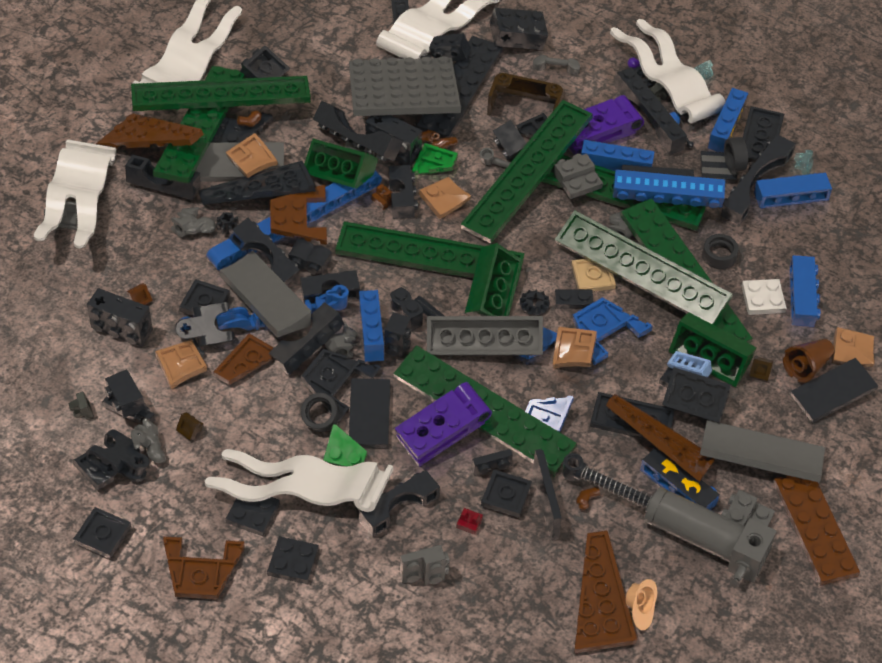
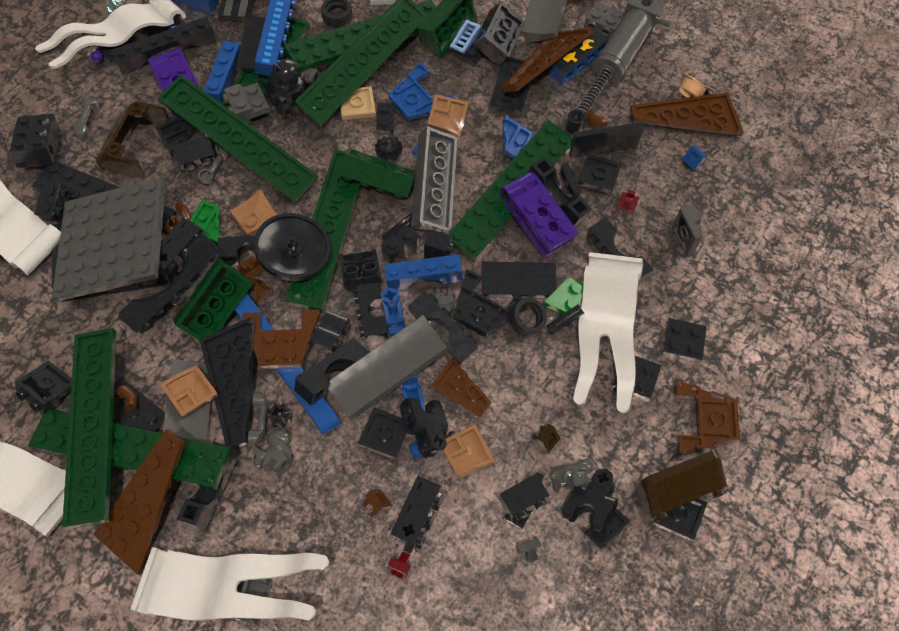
camera: 90 degrees left, 10 degrees up
(77, 312) = (400, 567): none -> dark red tile
(121, 523) = (679, 485): none -> dark brown windscreen
(243, 210) = (256, 436): none -> dark grey bar
(317, 445) = (565, 319): none -> black pin
(359, 203) = (261, 289): none -> reddish brown tile
(379, 276) = (359, 269): none -> black slope
(397, 217) = (292, 247): none -> black dish
(457, 455) = (573, 206): none -> black arch
(533, 592) = (694, 157): none -> blue tile
(596, 193) = (283, 84): none -> black helmet

